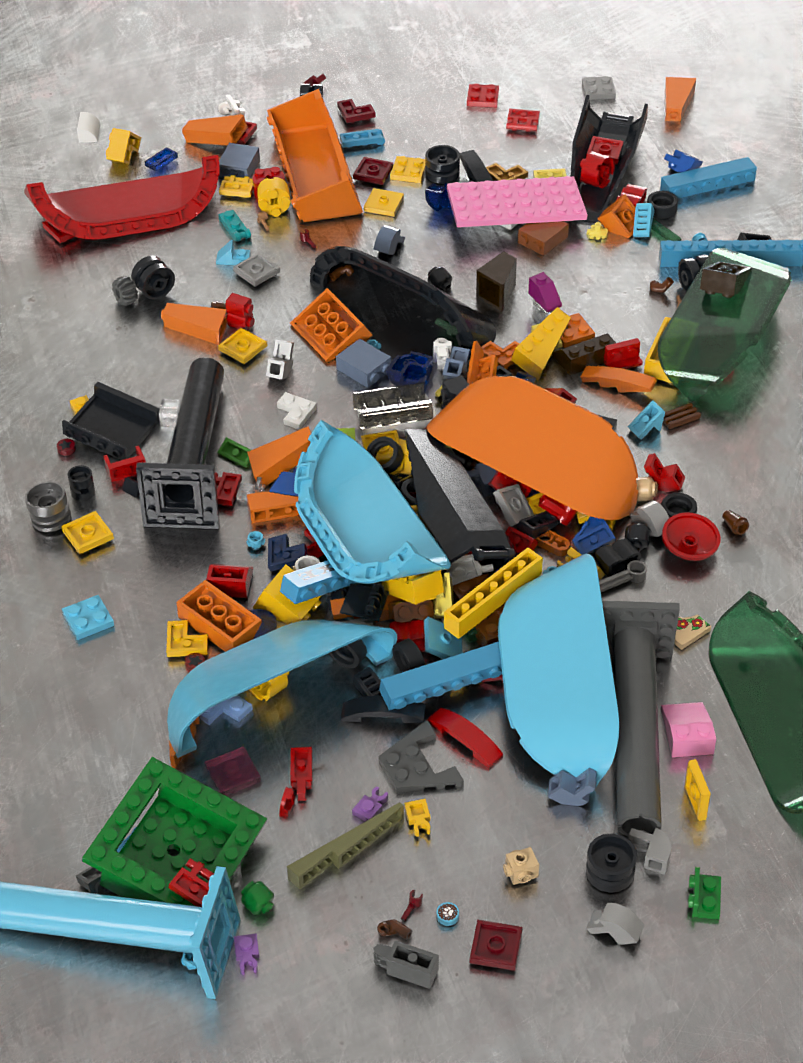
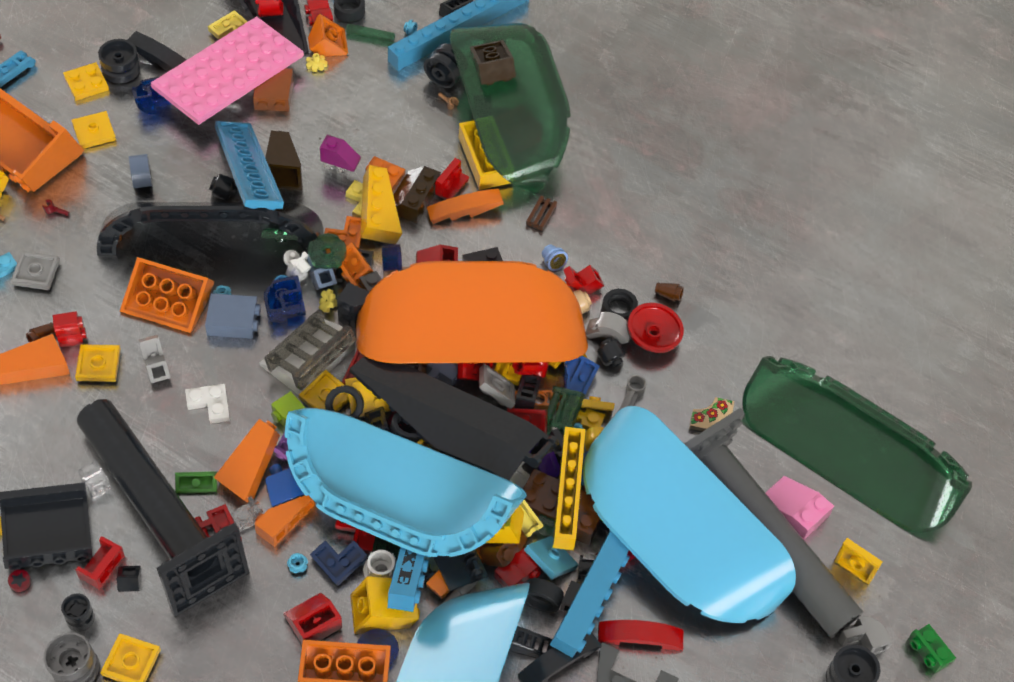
camera: 45 degrees left, 10 degrees up
(373, 170) = (53, 100): dark red plate -> none
(459, 263) = (248, 166): none -> dark azure plate
(460, 352) = (331, 260): none -> clear green plate
(499, 173) = (188, 44): pearl gold plate -> none
(555, 548) = (567, 410): none -> clear green plate
(570, 789) = (768, 625): sand blue brick -> none
(616, 557) = (612, 382): black brick -> none
(641, 211) = (344, 22): medium azure slope -> none
(650, 417) = (525, 234): medium azure slope -> none
(661, 287) = (418, 93): reddish brown arm -> none
(661, 450) = (554, 257): none -> light blue piece

